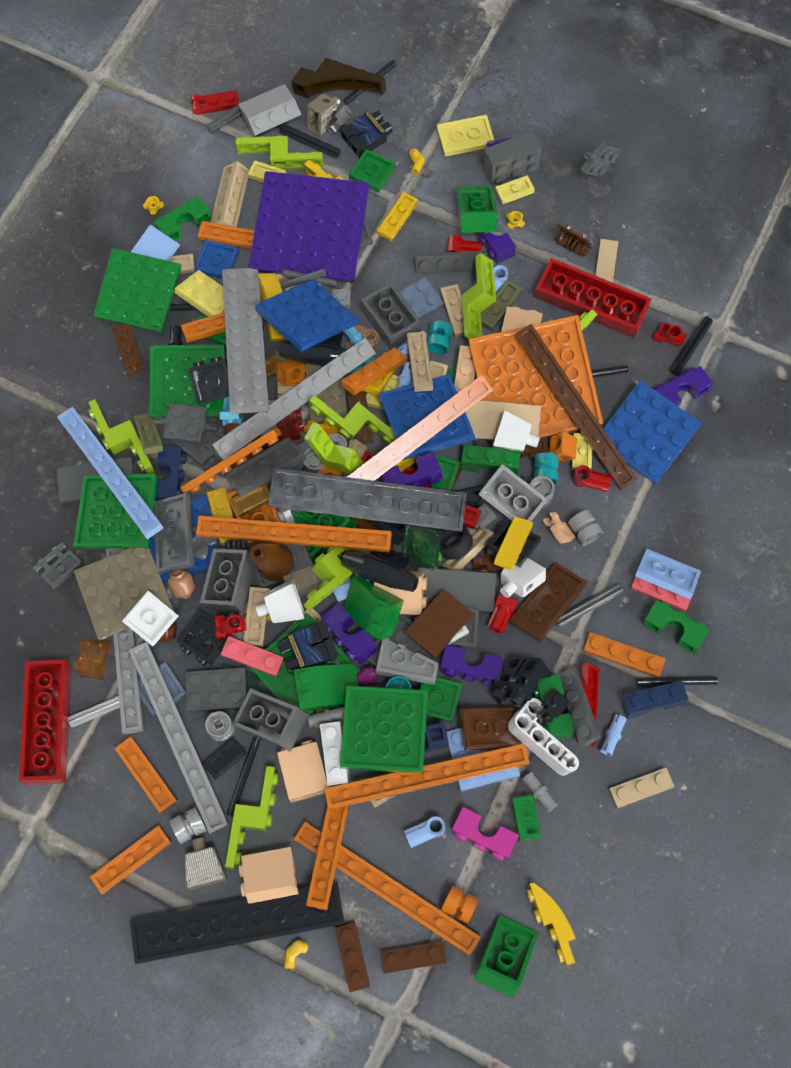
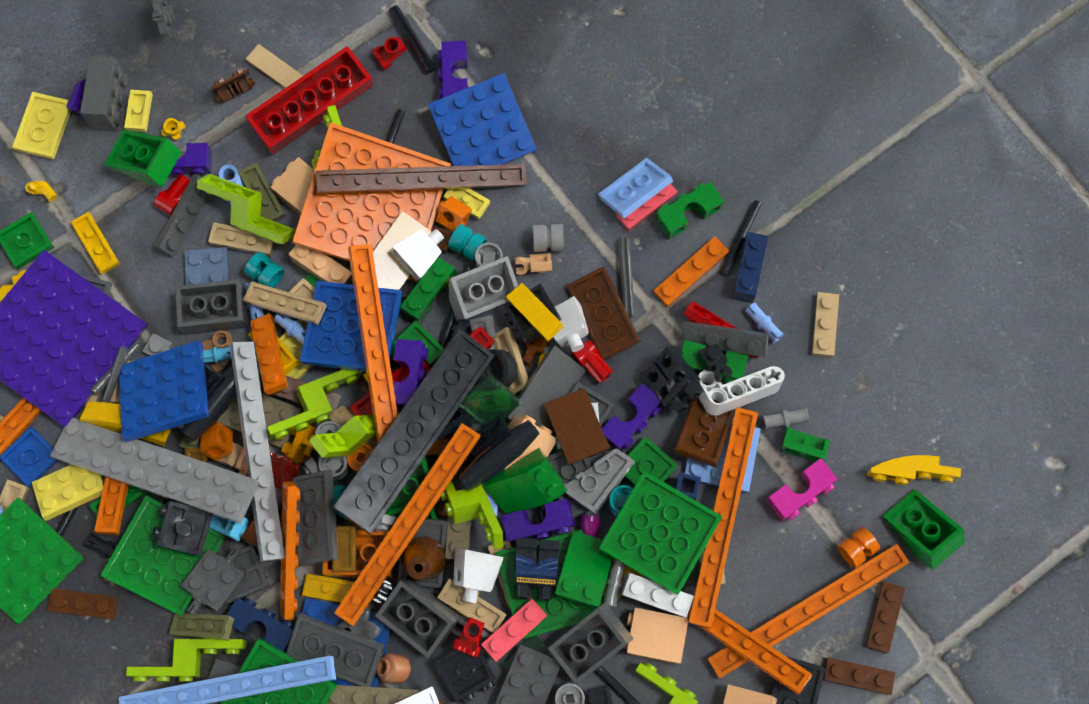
camera: 65 degrees left, 5 degrees up
(423, 833) = (773, 547): light blue piece -> none
(593, 479) = (501, 204): red piece -> none

